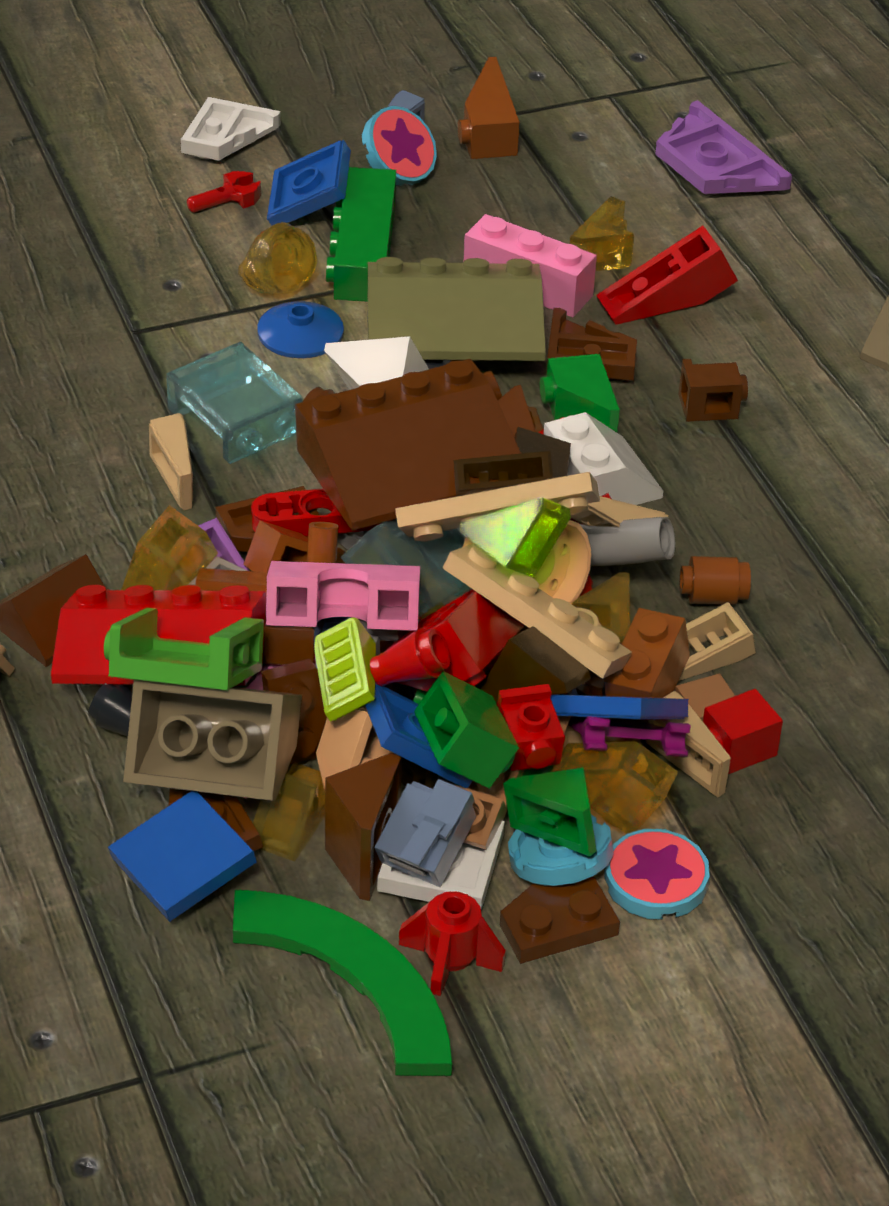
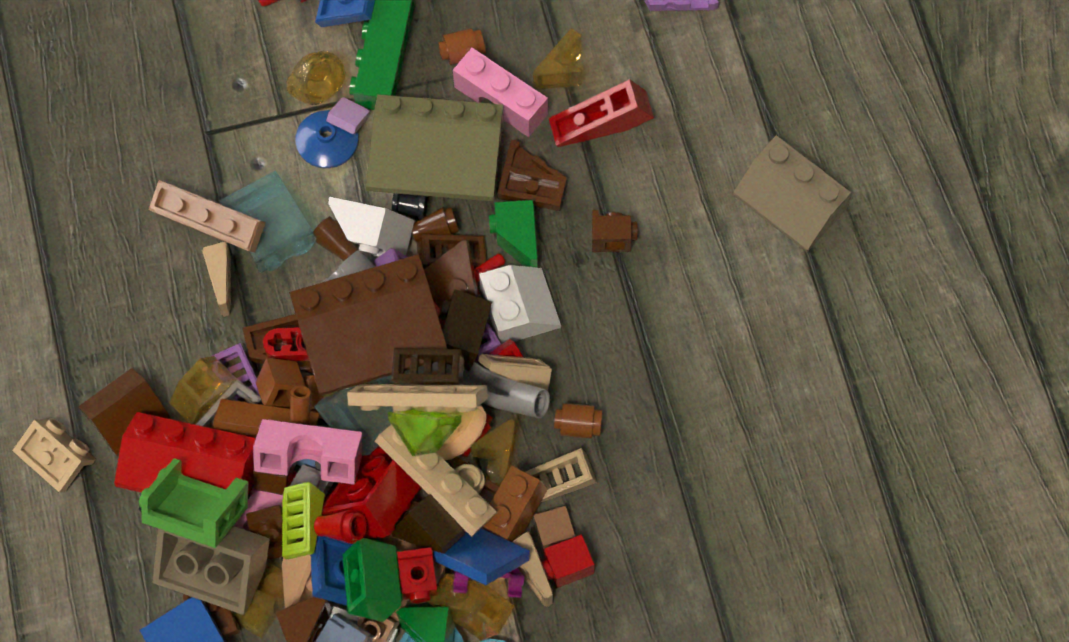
camera: 10 degrees right, 25 degrees up
(151, 391) = (207, 216): none -> tile
(327, 299) = (348, 115): none -> lavender tile
(456, 223) = (458, 43): none -> dark orange brick

